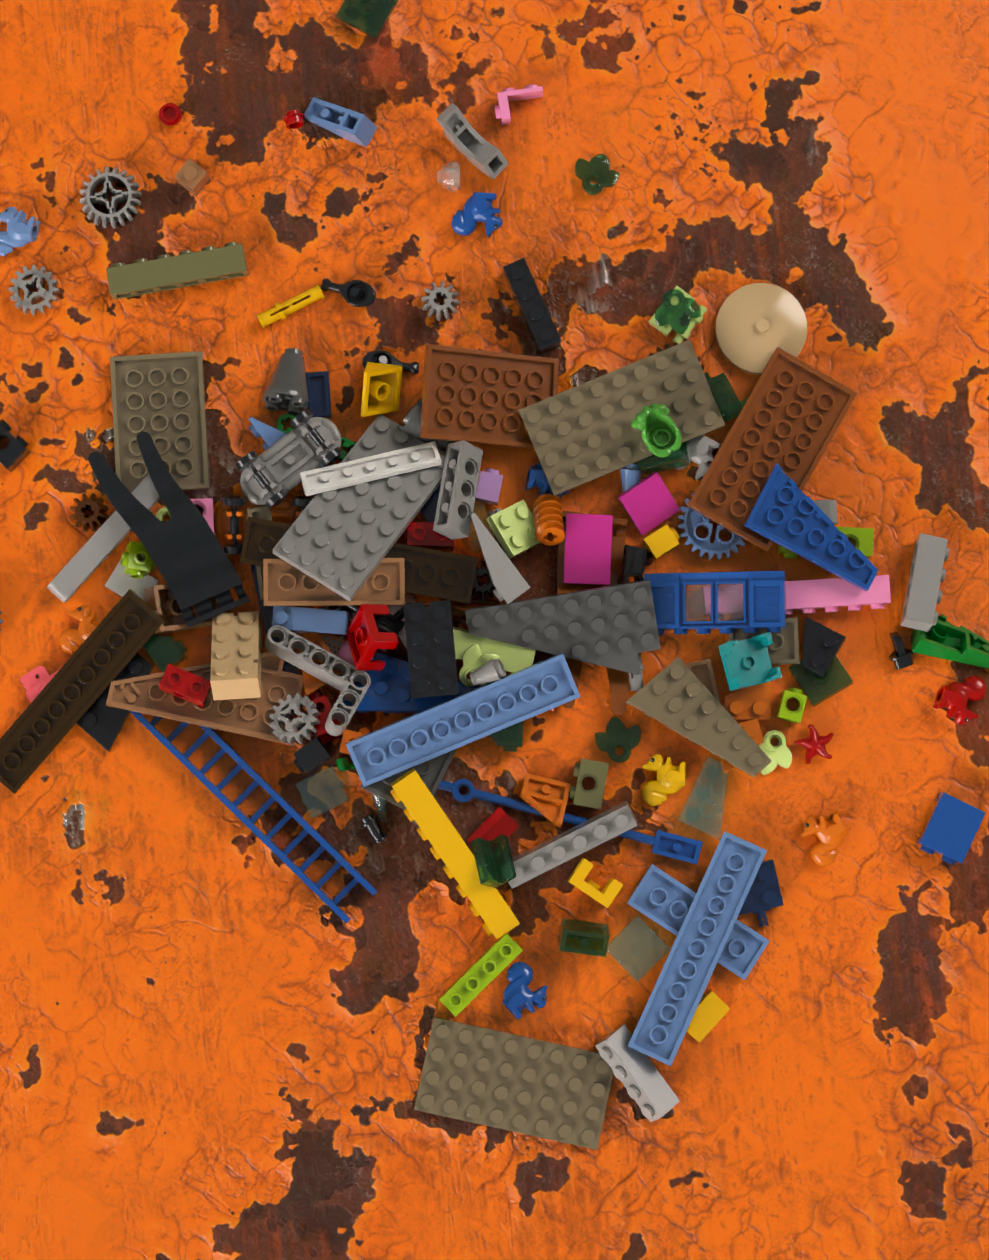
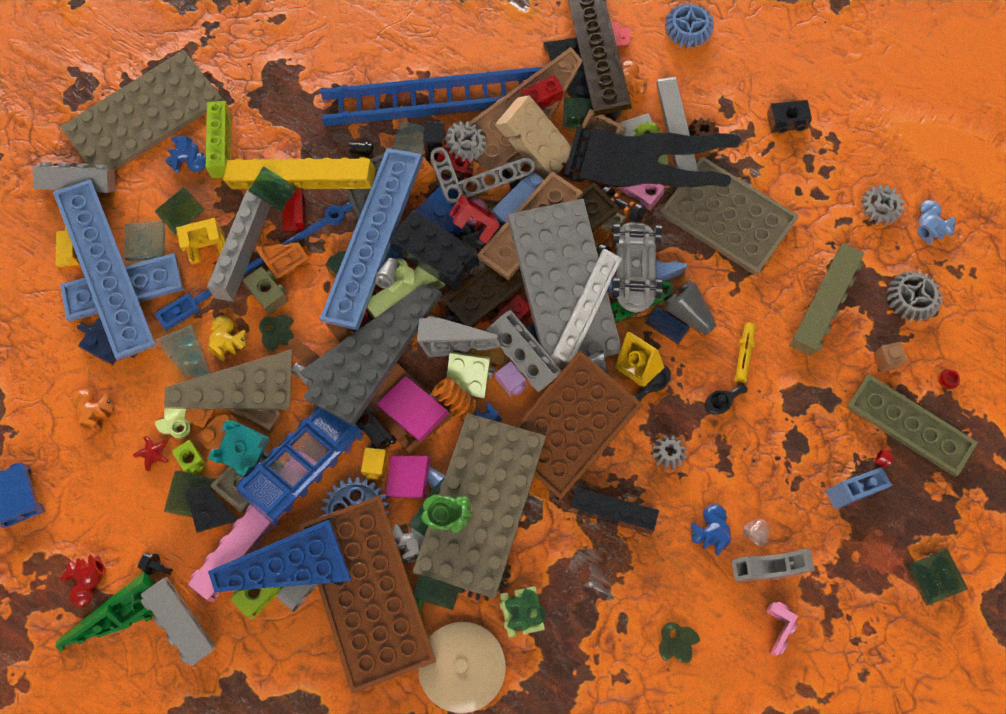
camera: 135 degrees right, 15 degrees down
(243, 117) = (912, 425): none -> olive plate

